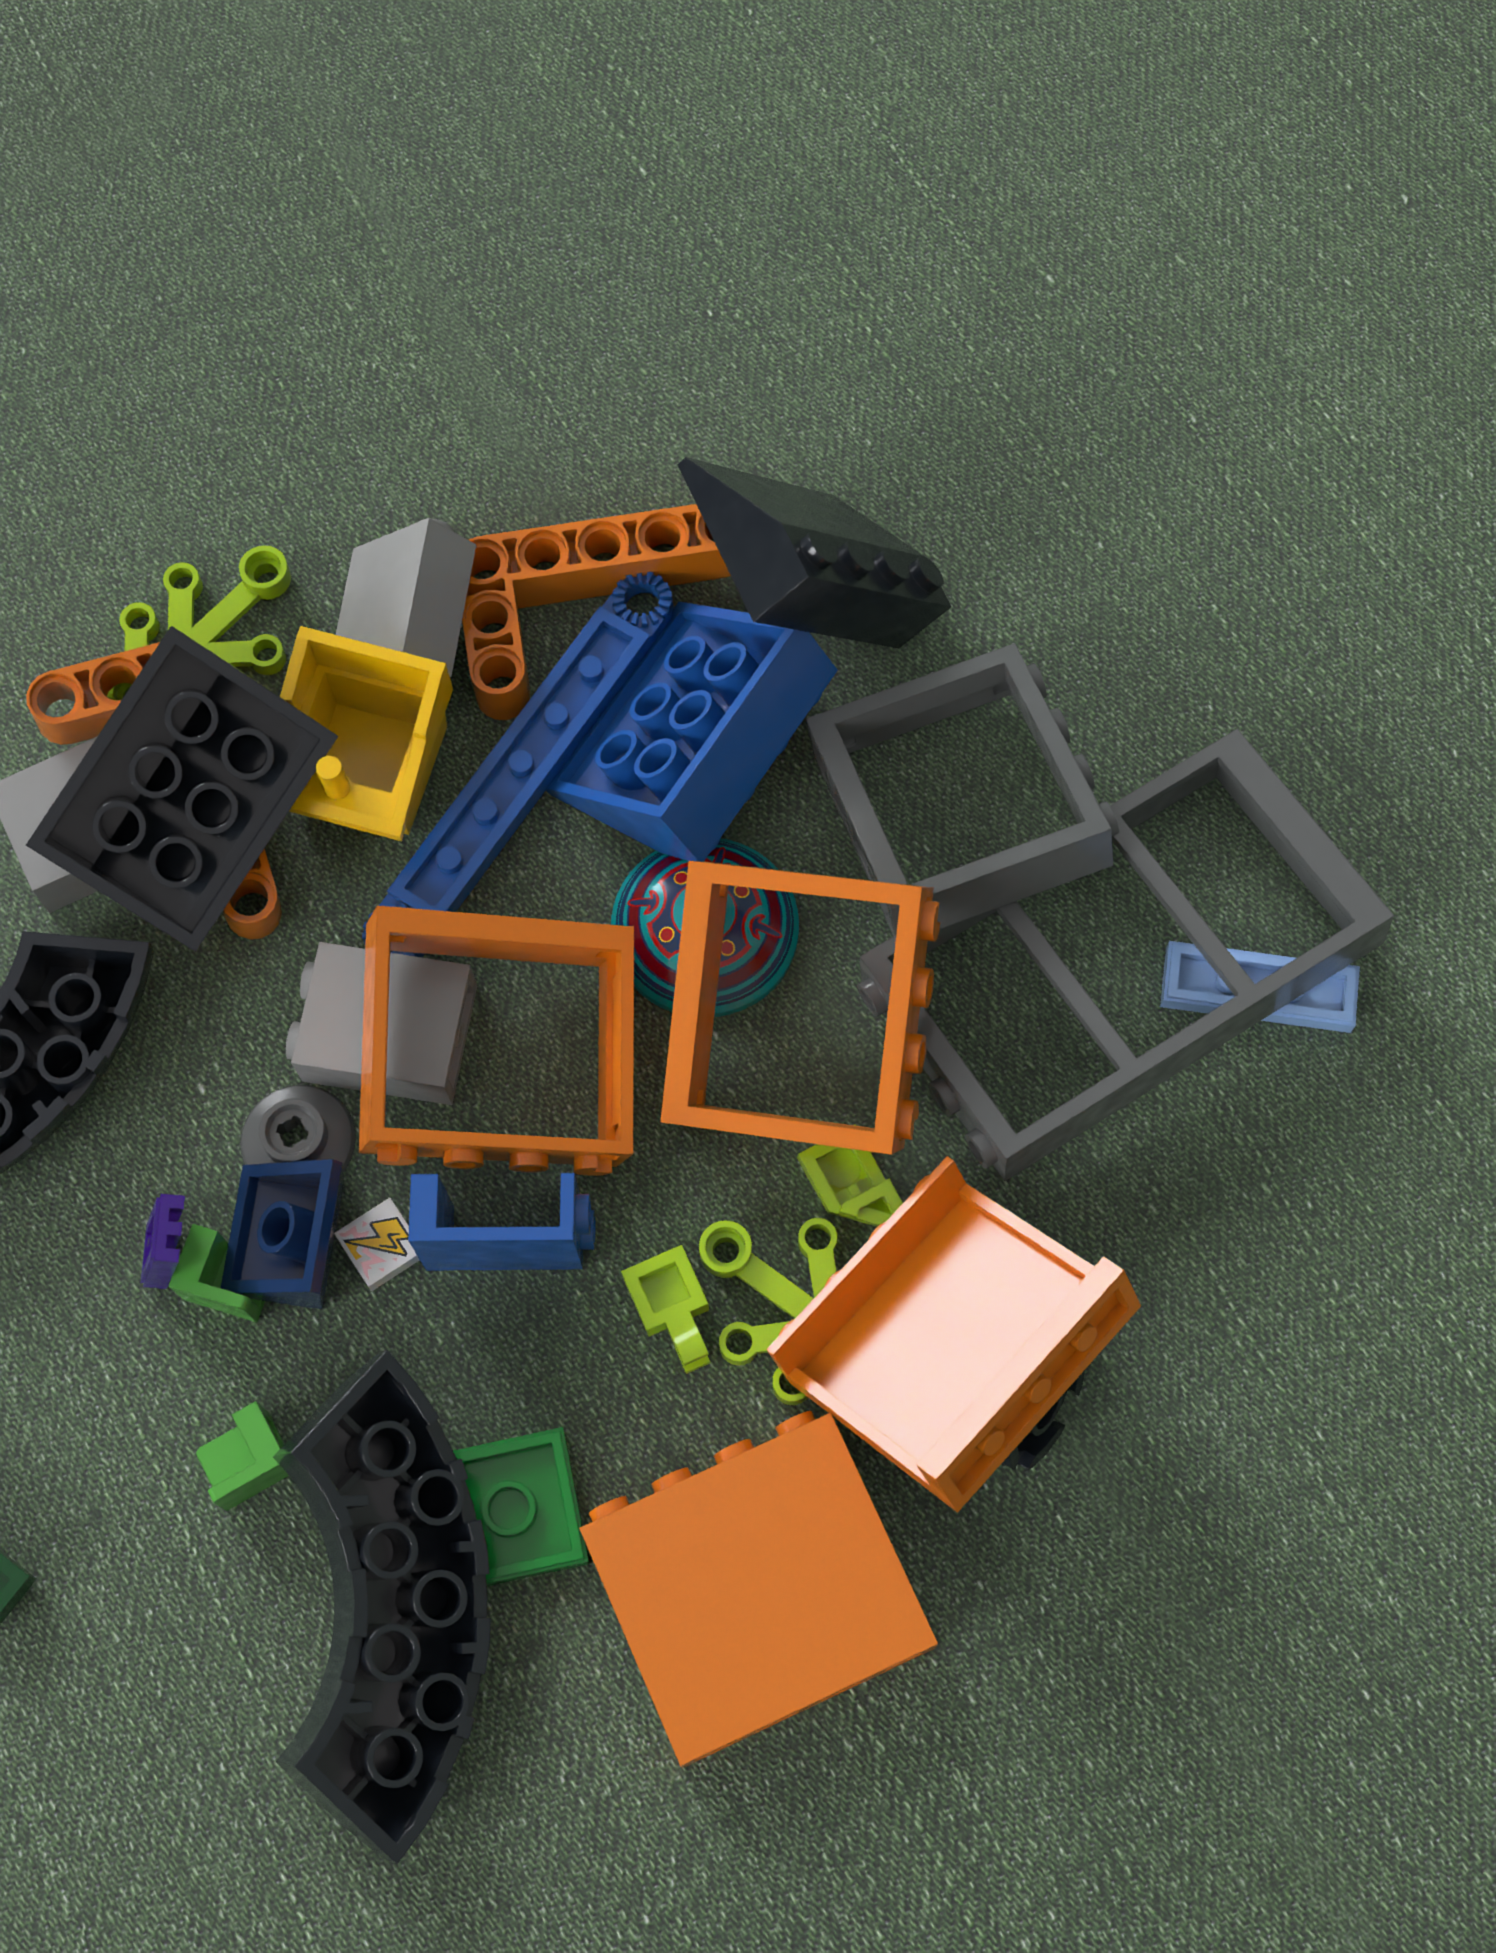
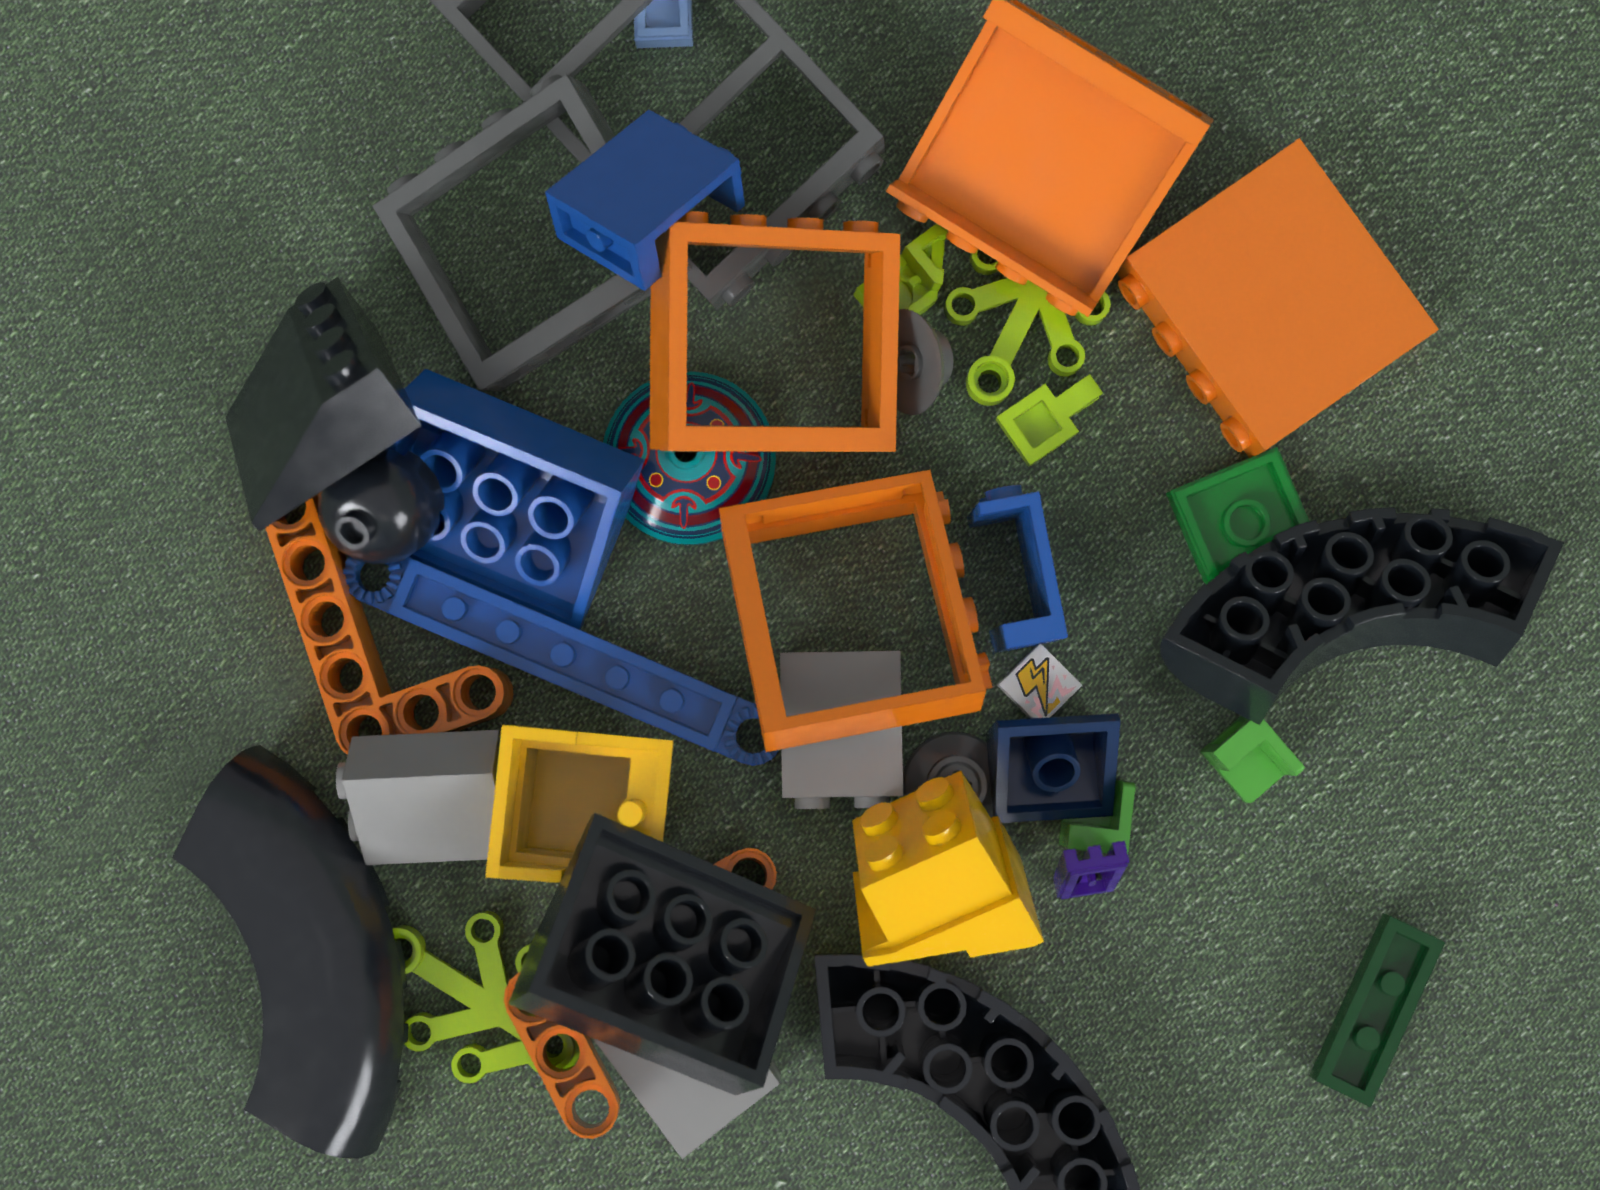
camera: 100 degrees left, 15 degrees up
(193, 1079) = (939, 878): none -> yellow piece
(282, 491) = (318, 951): none -> black brick
(695, 606) = (382, 508): none -> black cylinder
(759, 1168) = (923, 363): none -> dark grey piece
(972, 880) = (637, 190): none -> blue panel

